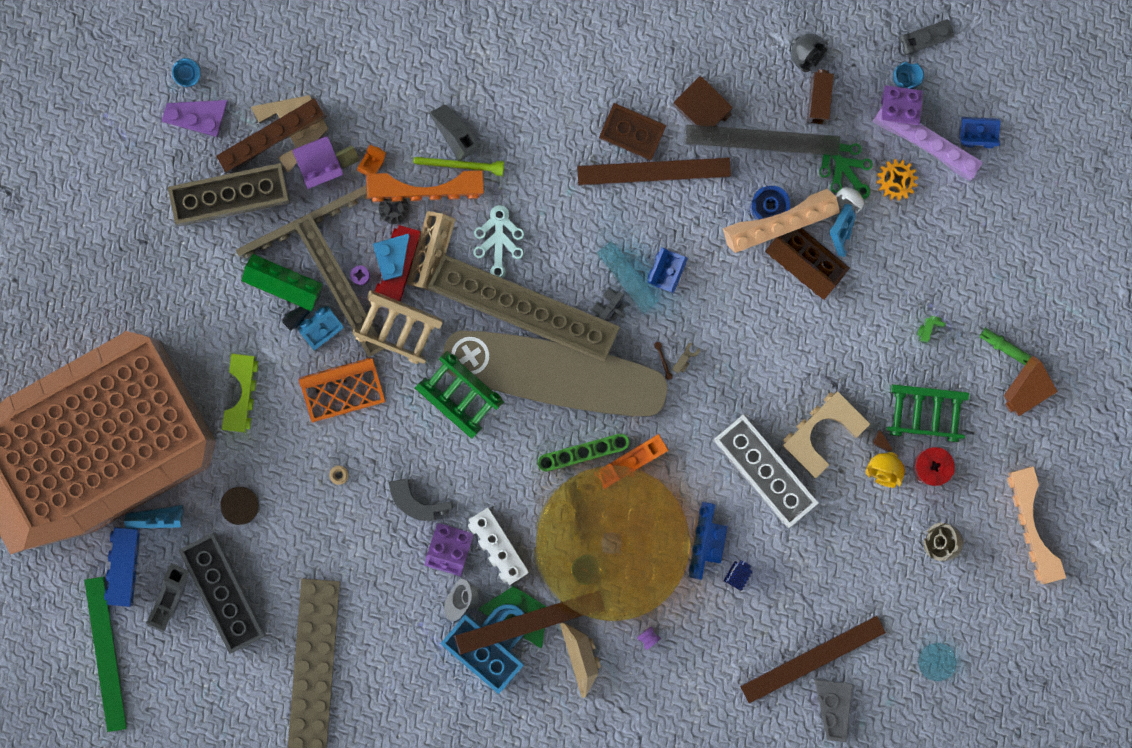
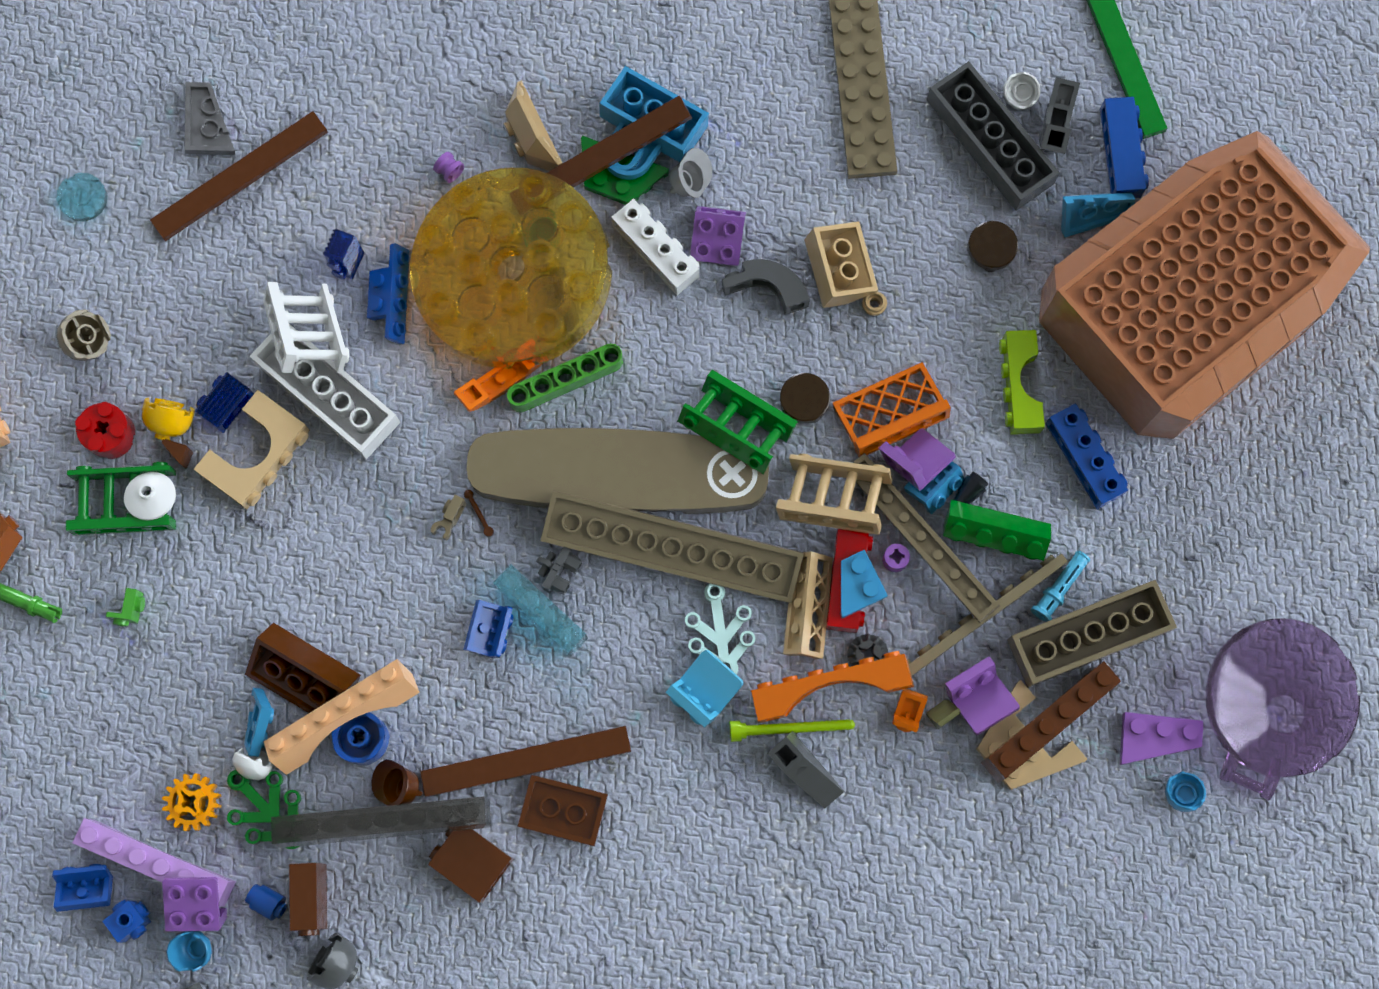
camera: 170 degrees right, 10 degrees down
(104, 123) = (1280, 701): none -> clear purple dish
(191, 627) = (1021, 90): none -> white hair
(203, 328) = (1086, 456): none -> blue brick
(250, 228) = (1054, 595): none -> medium azure pin
(328, 346) = (918, 458): none -> medium lavender bracket
(359, 507) = (840, 263): none -> tan slope
(405, 408) = (805, 398): none -> dark brown tile
(517, 200) = (705, 688): none -> medium azure bracket
(750, 168) = (394, 784): none -> reddish brown piece
(788, 508) = (284, 336): none -> white fence
(843, 475) = (223, 402): none -> clear blue brick
(851, 101) = (266, 902): none -> blue brick
(903, 399) = (152, 505): none -> white dish
(954, 99) = (127, 920): none -> blue brick

